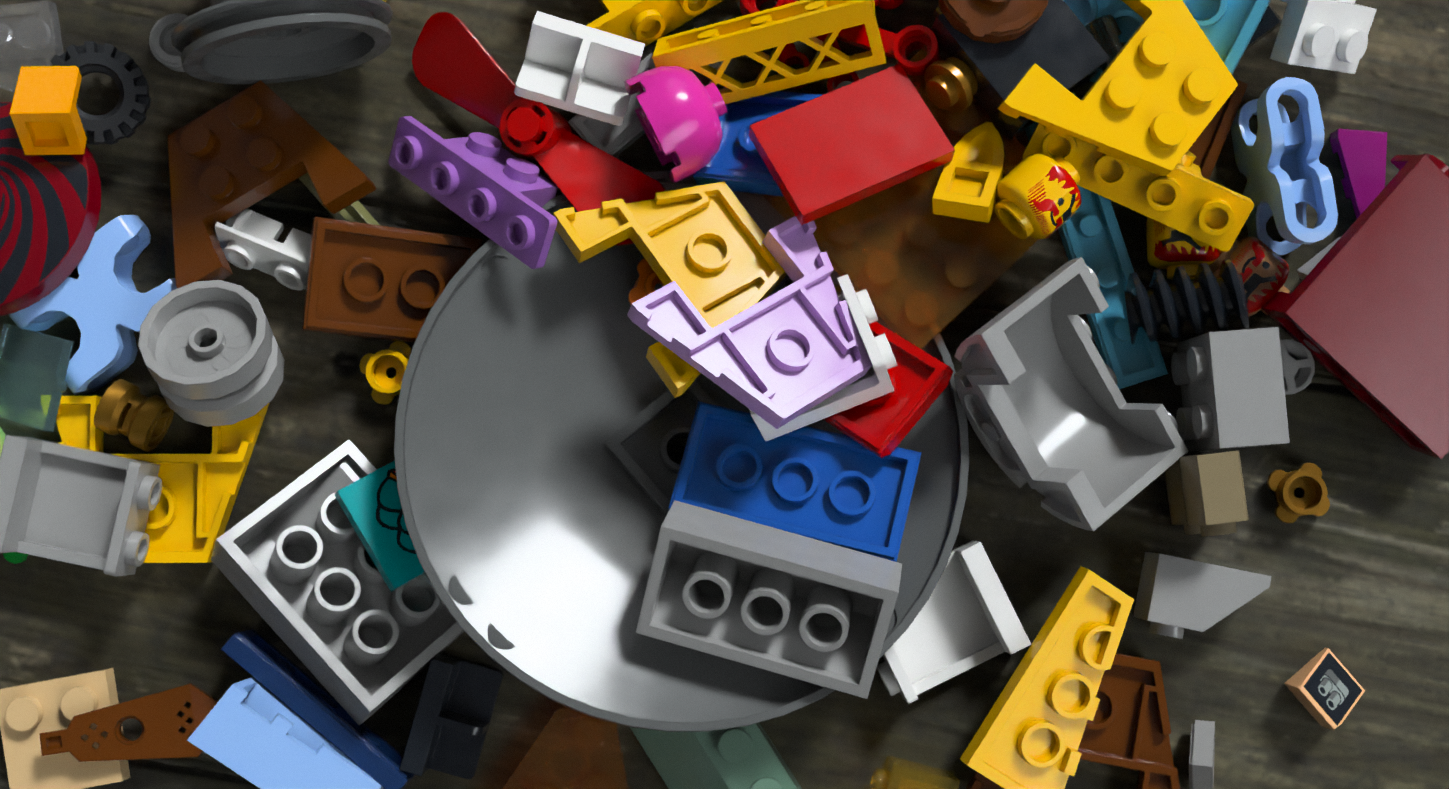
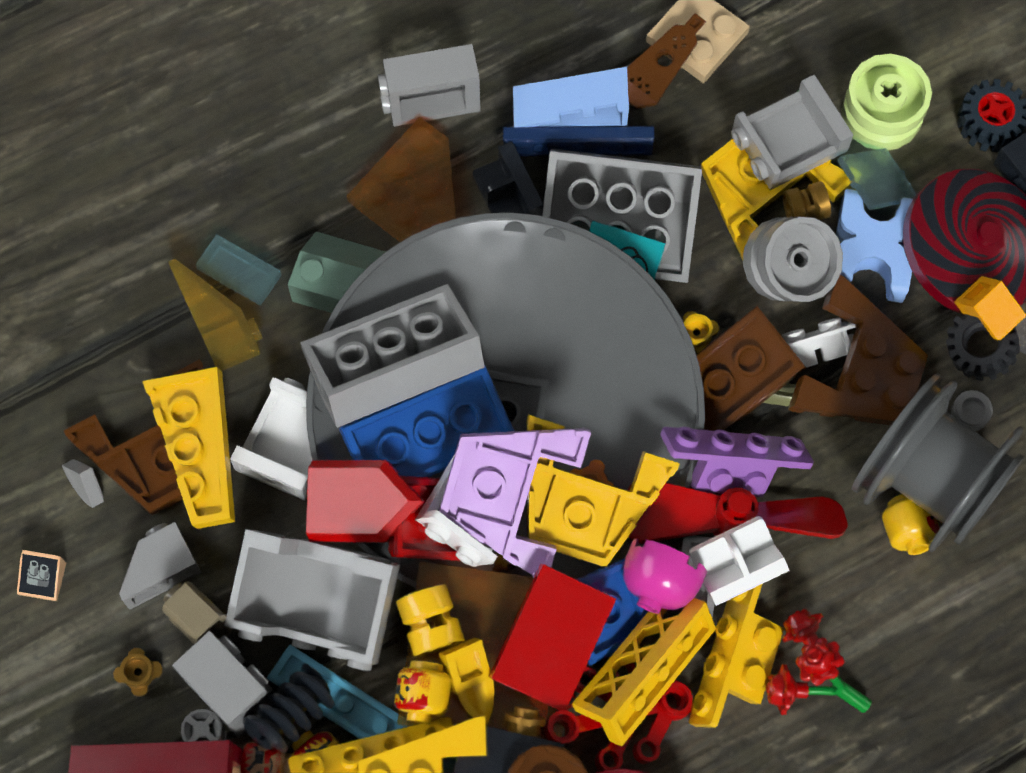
camera: 140 degrees right, 15 degrees down
(942, 464) = (356, 501): none -> tile
(974, 253) = (423, 607): none -> yellow wheel

